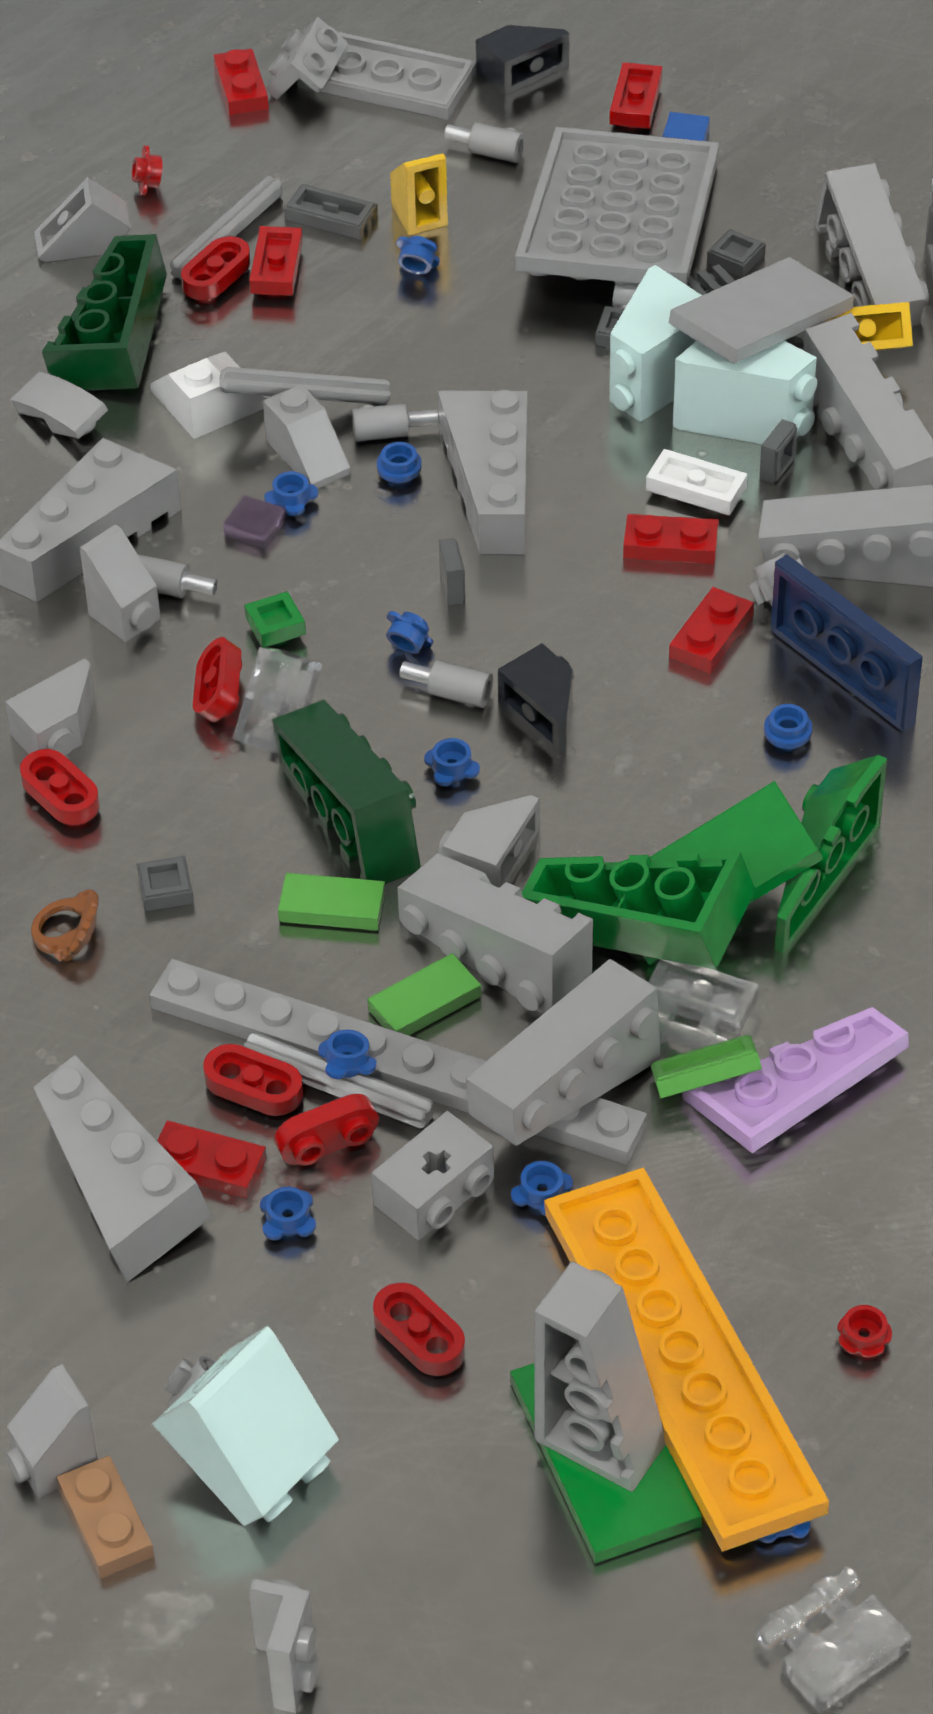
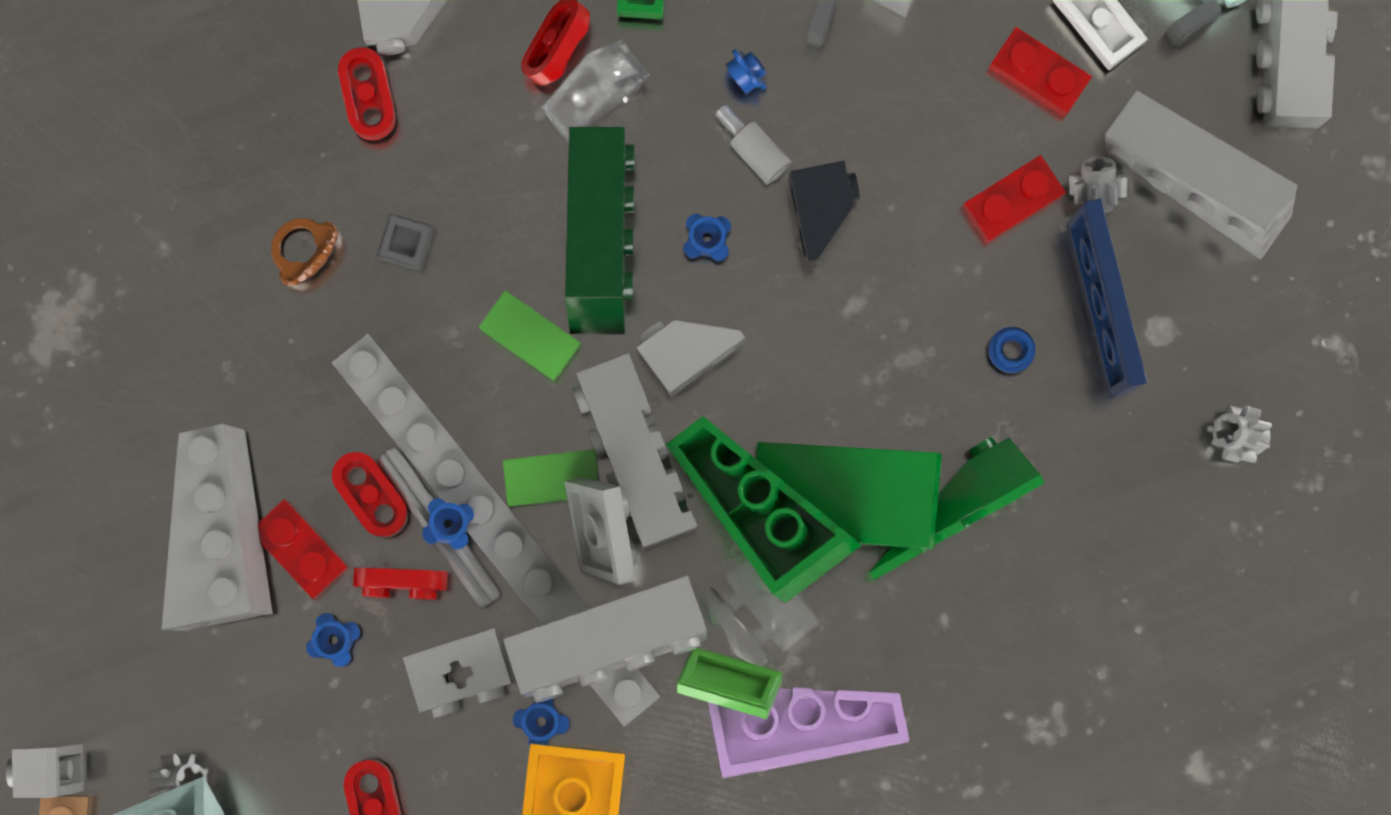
camera: 25 degrees right, 35 degrees up
(500, 982) = (601, 530): none -> light grey plate

